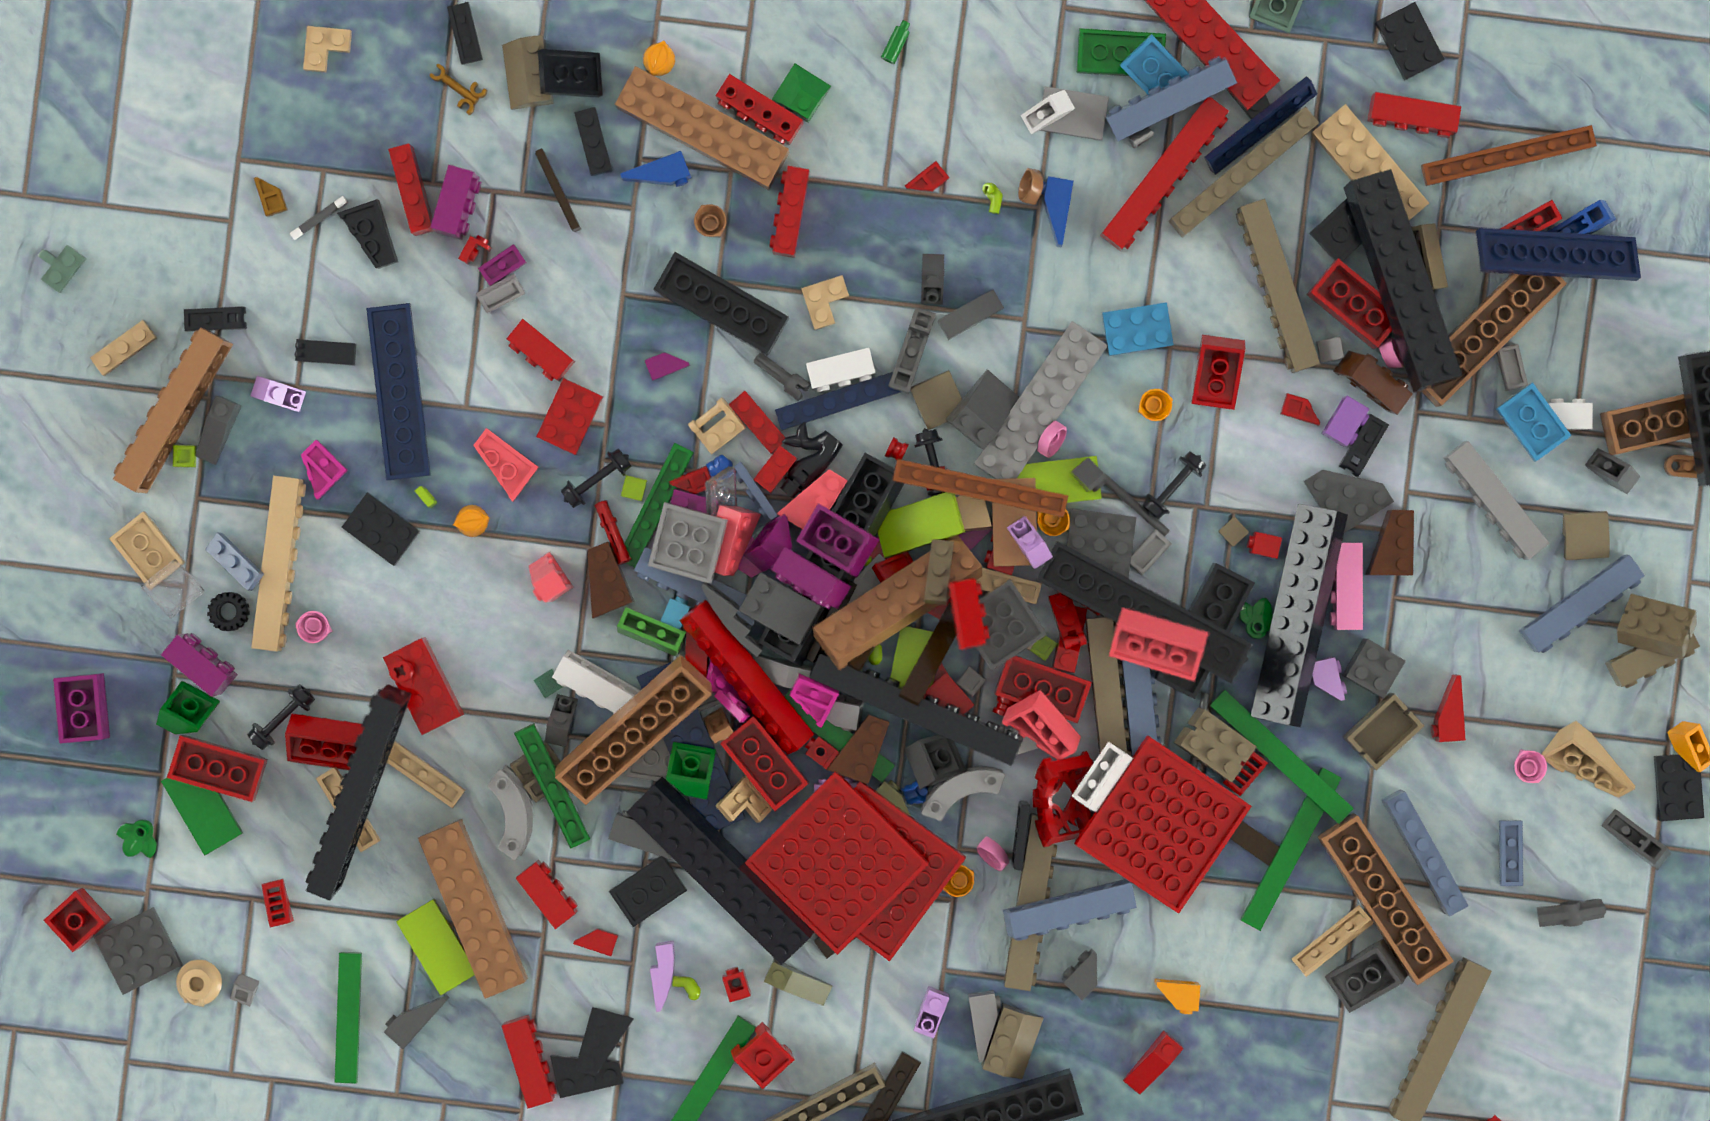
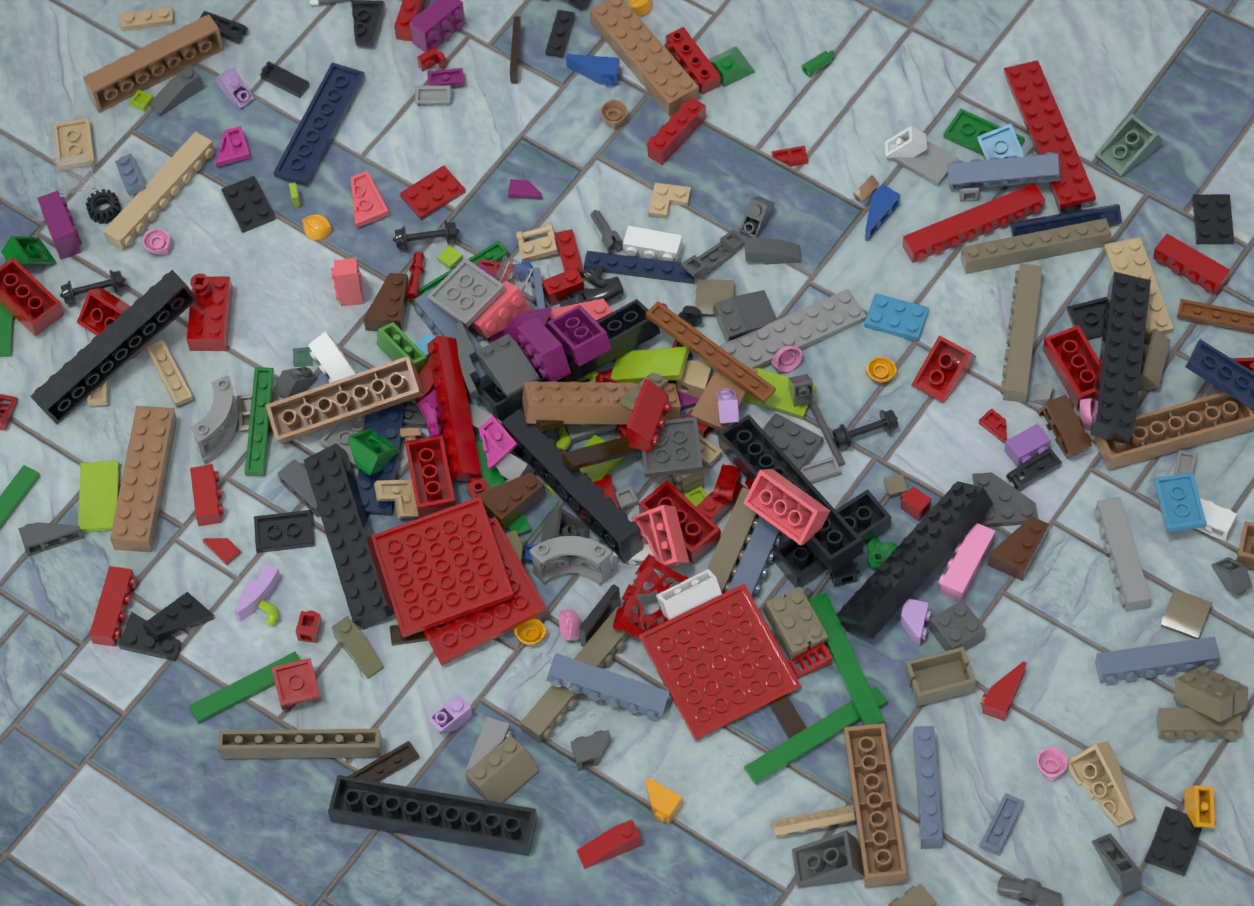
camera: 30 degrees right, 30 degrees down
(539, 351) = (438, 140): red brick -> none
(721, 303) = (589, 164): black brick -> none
(994, 196) = (835, 184): lime arm -> none
(1052, 524) = (758, 411): light orange hat -> none

